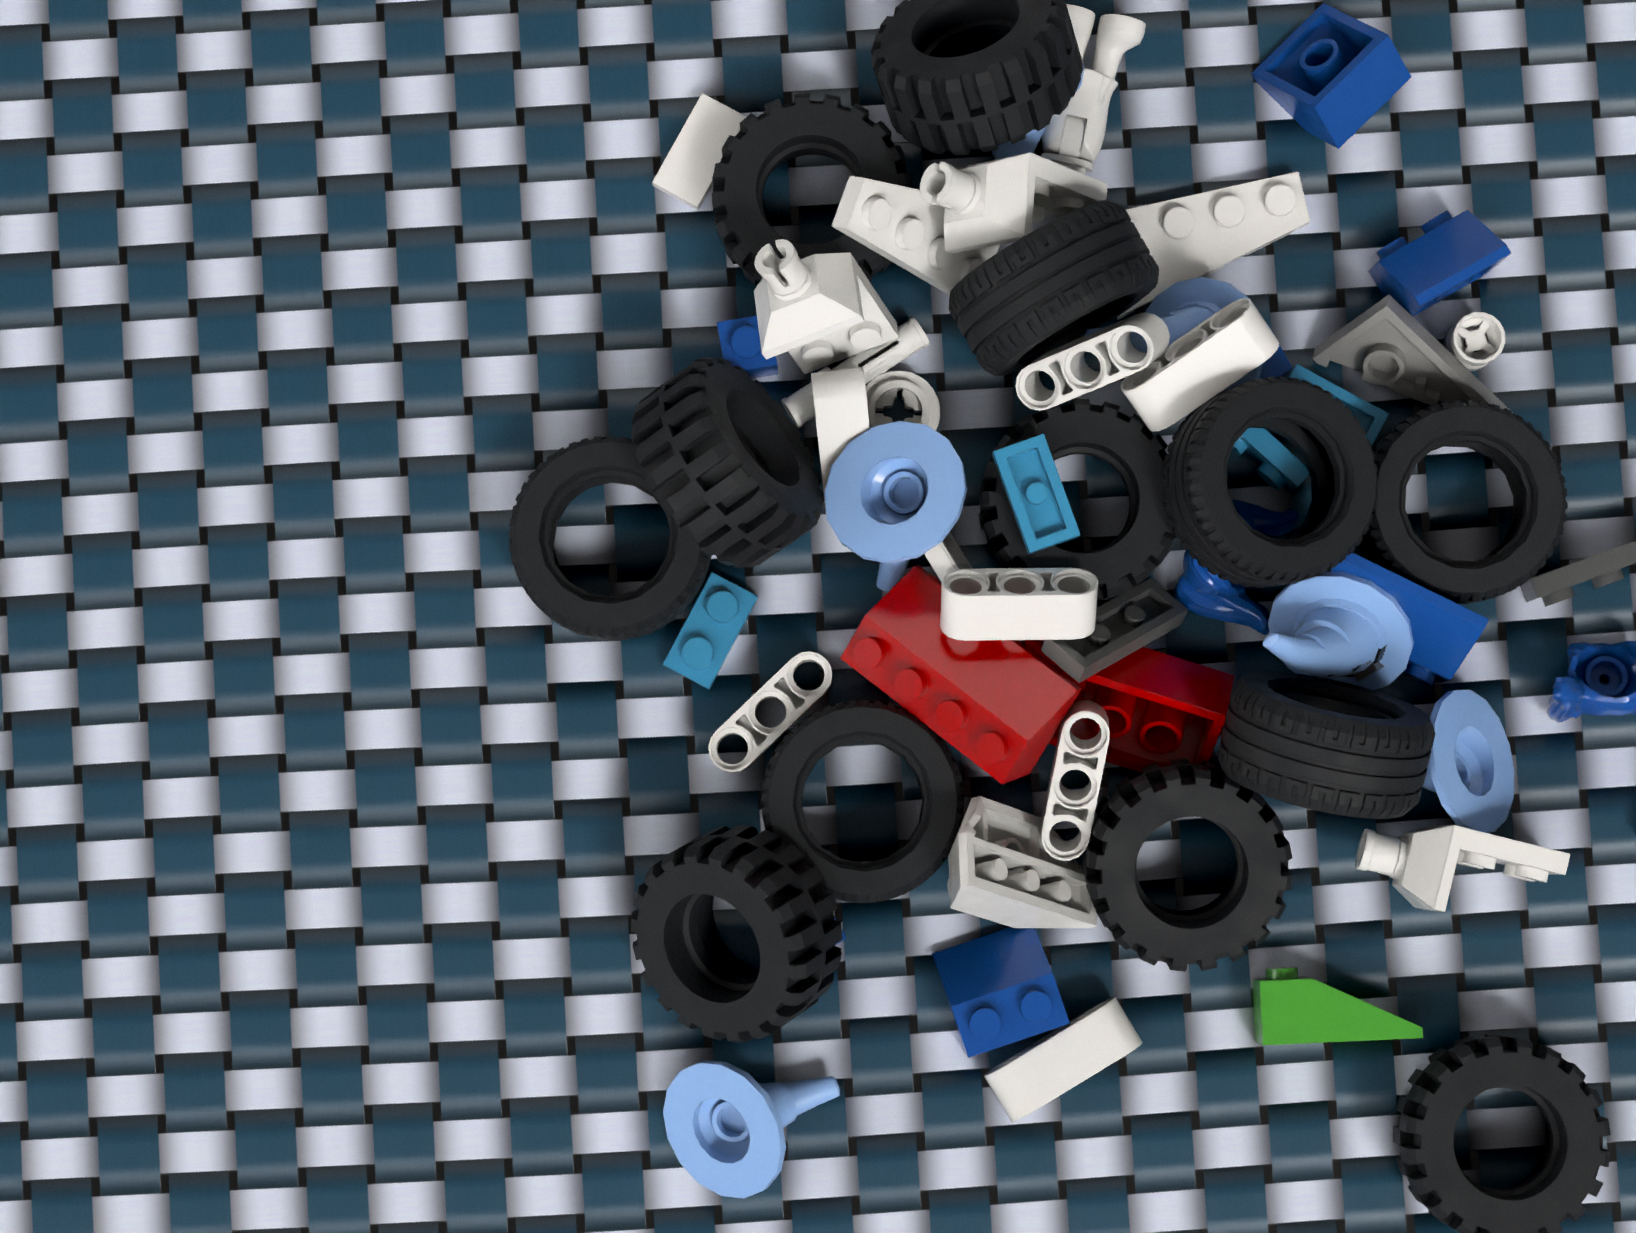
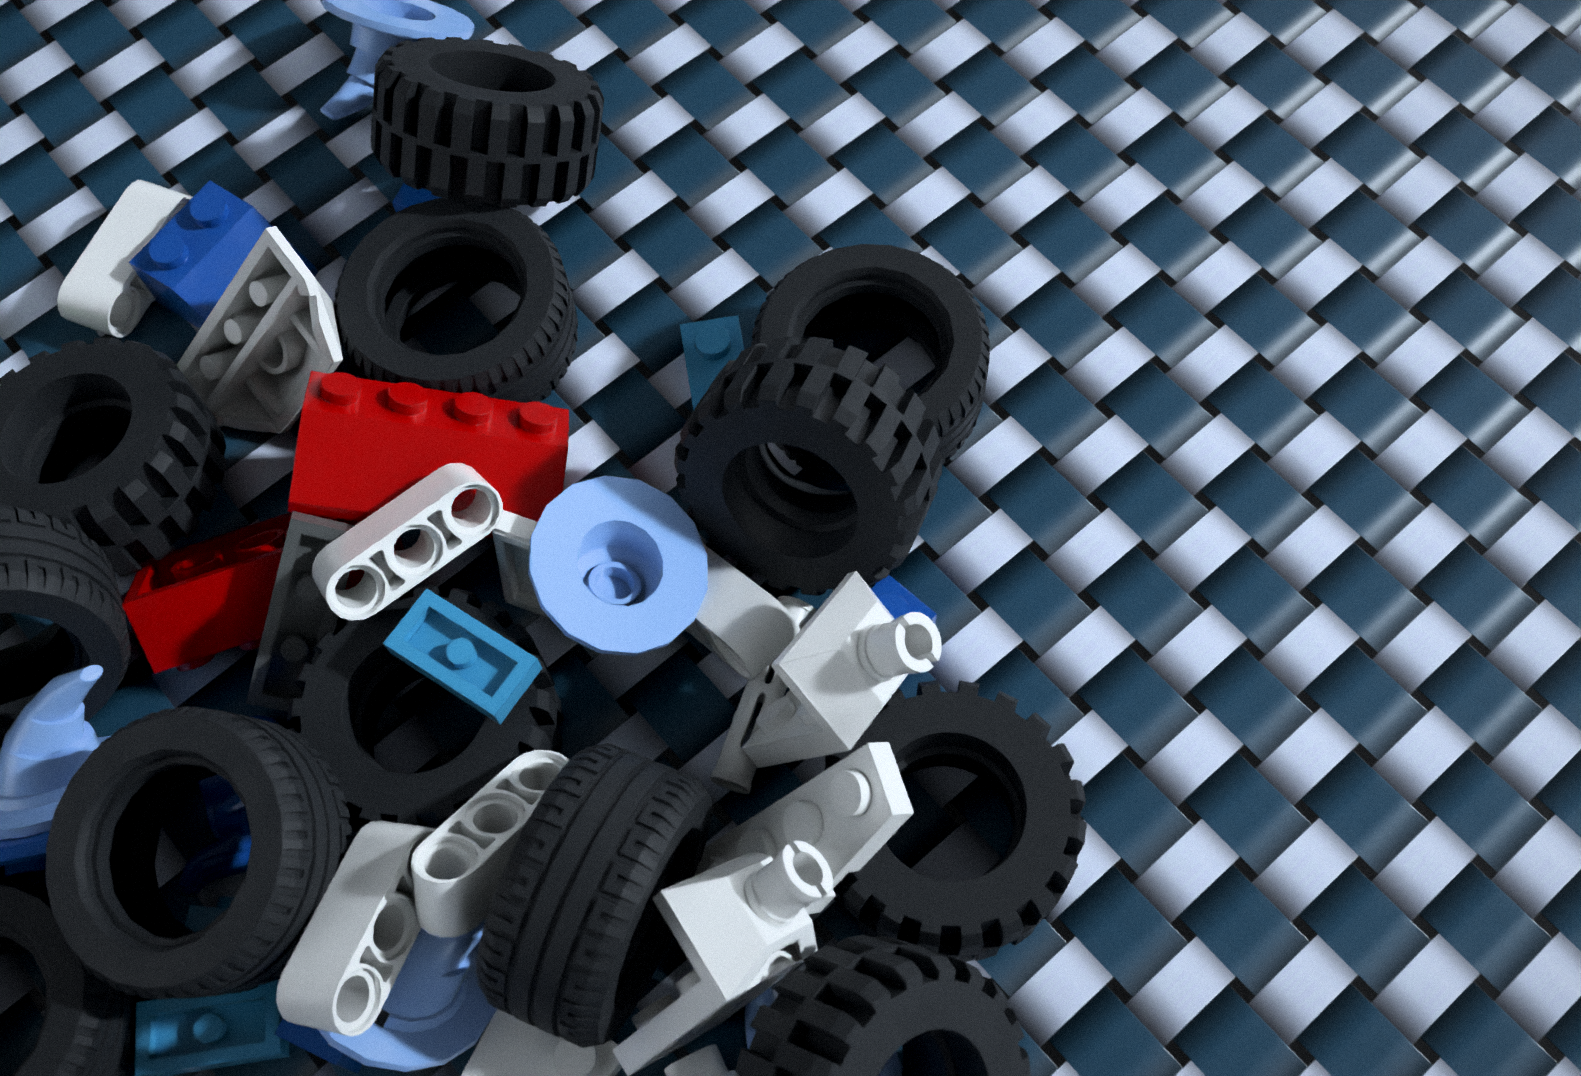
camera: 145 degrees right, 20 degrees down
(692, 159) = (1113, 807): white tile -> none
(779, 687) = (611, 363): white beam -> none
(916, 393) = (660, 686): white gear -> none
(1068, 804) = (250, 452): white beam -> none

